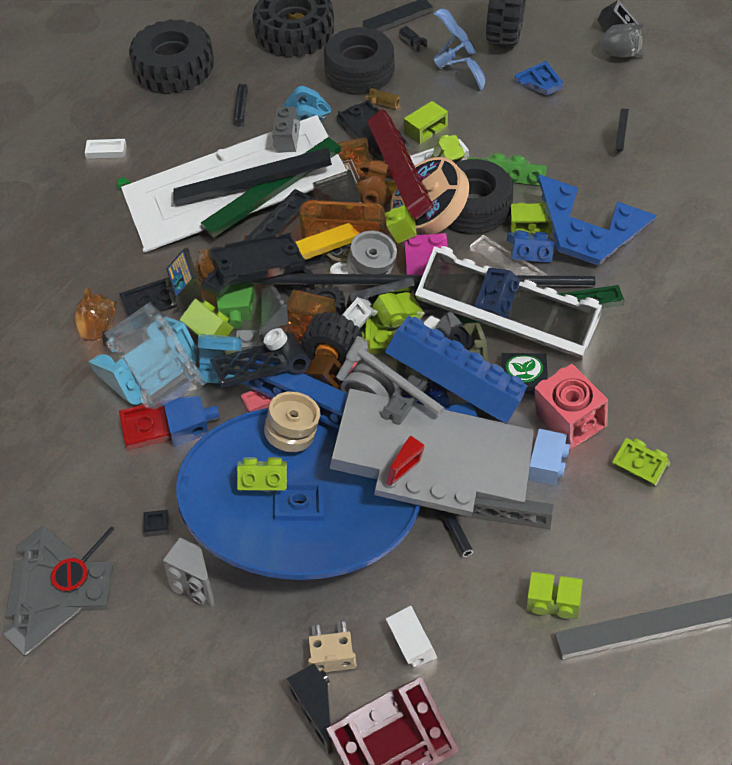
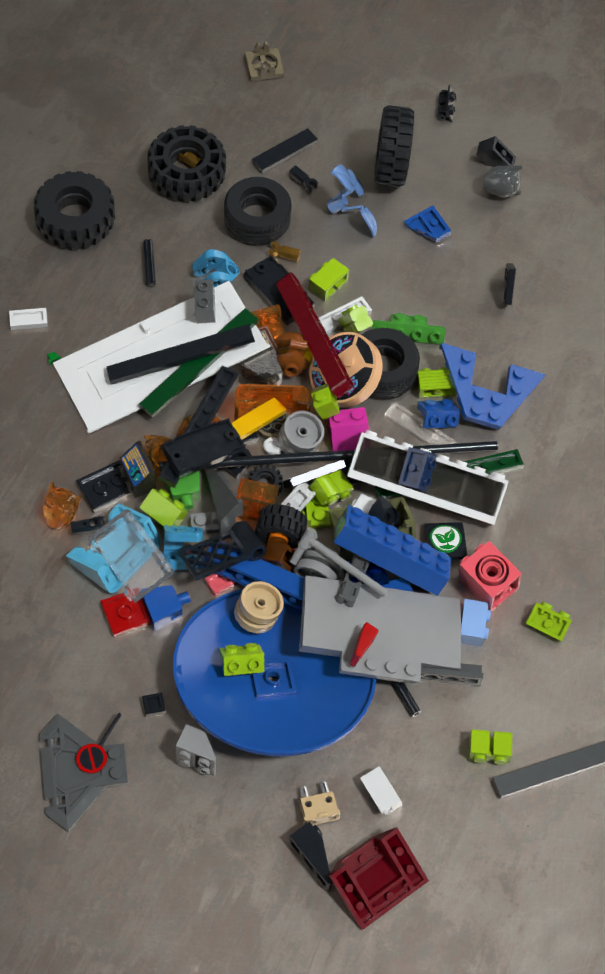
camera: 15 degrees left, 10 degrees up
(275, 339) = (233, 529): white tile -> none

